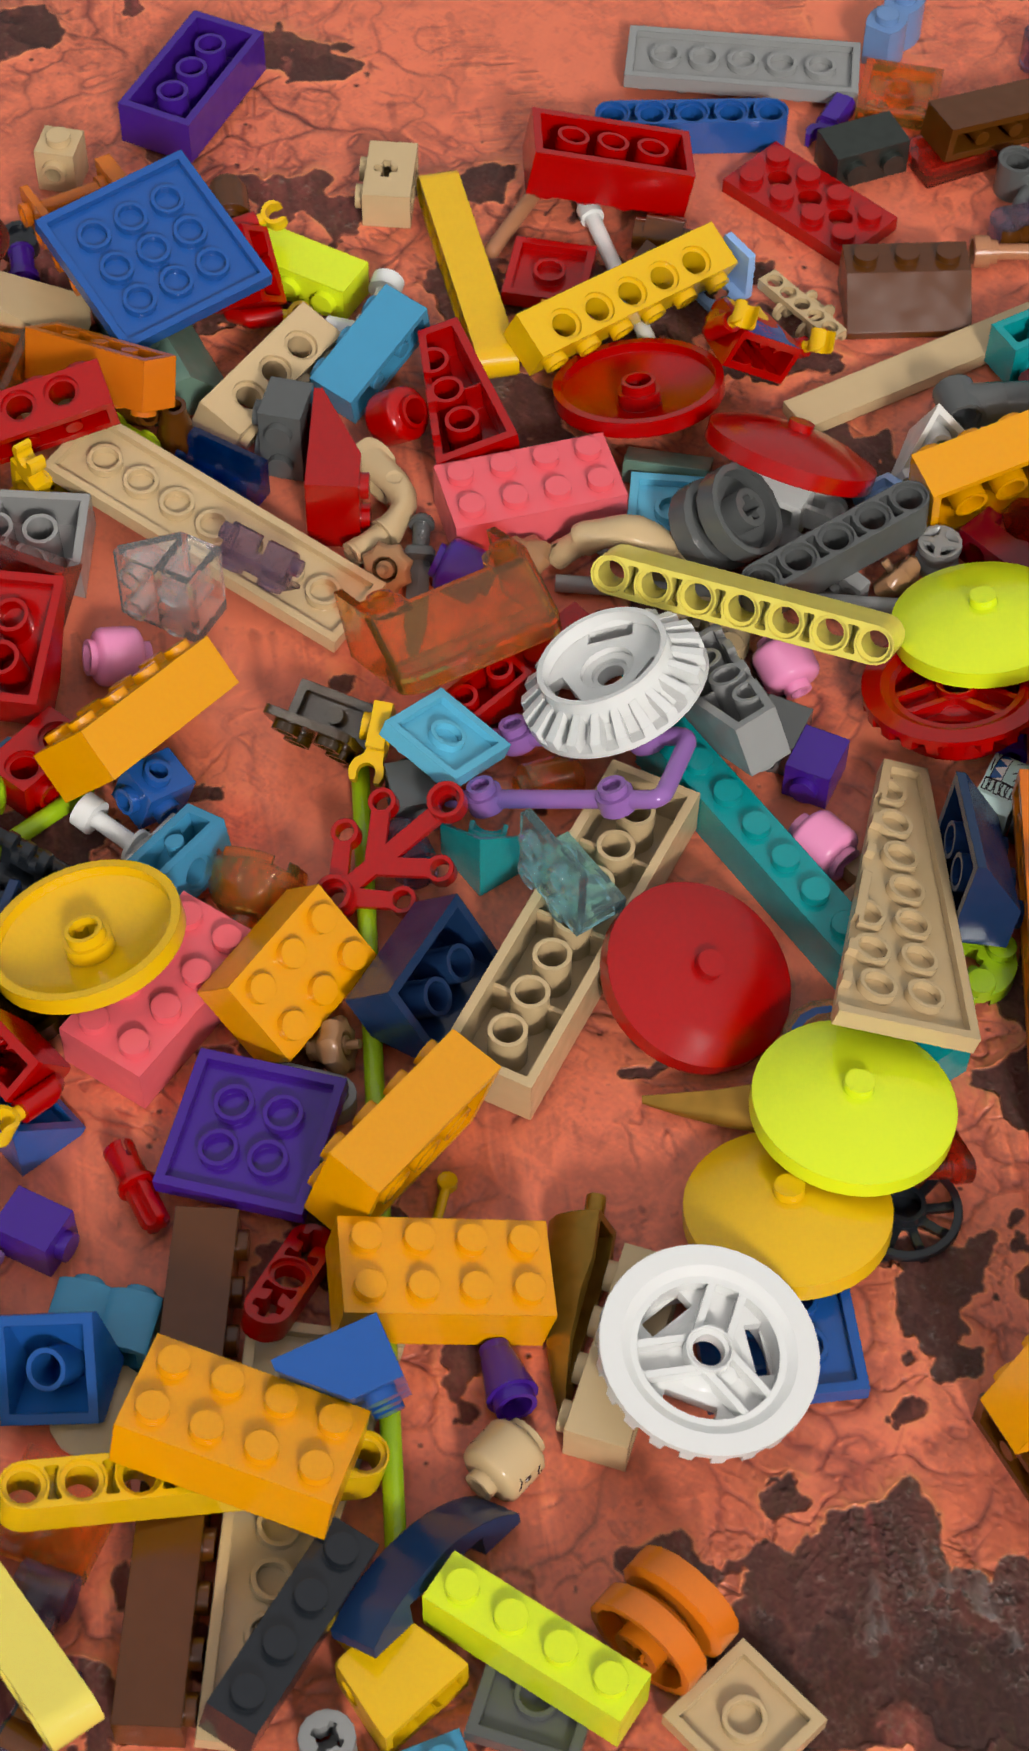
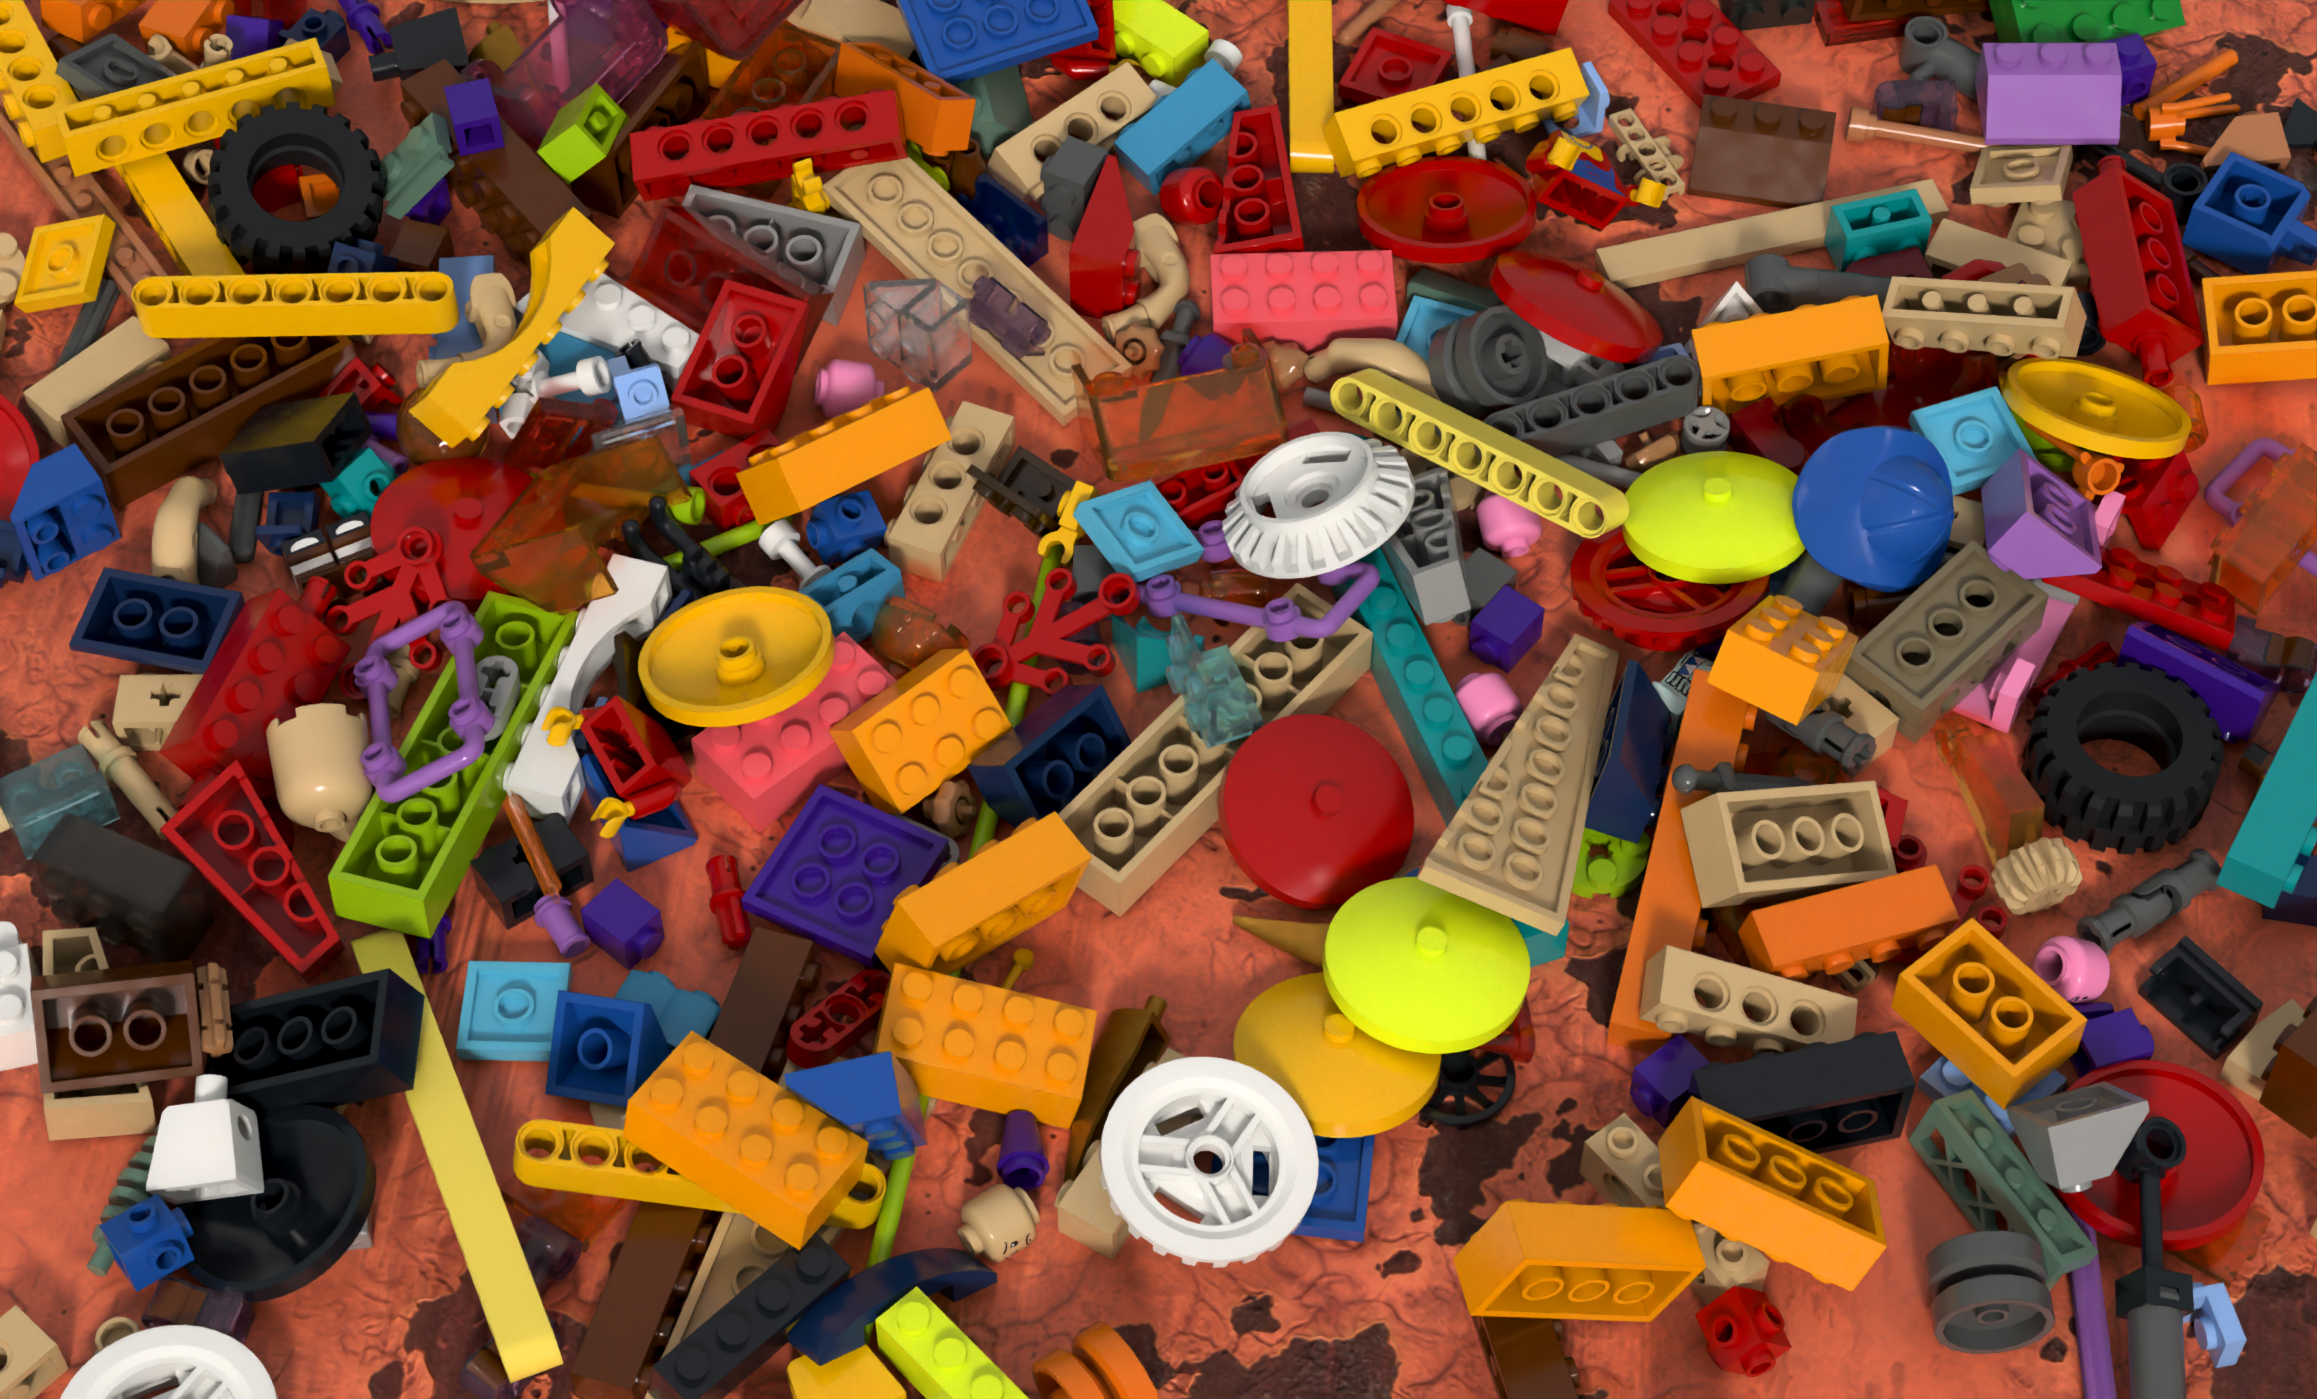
camera: 15 degrees right, 0 degrees up
(243, 742) = (943, 504): none -> tan brick

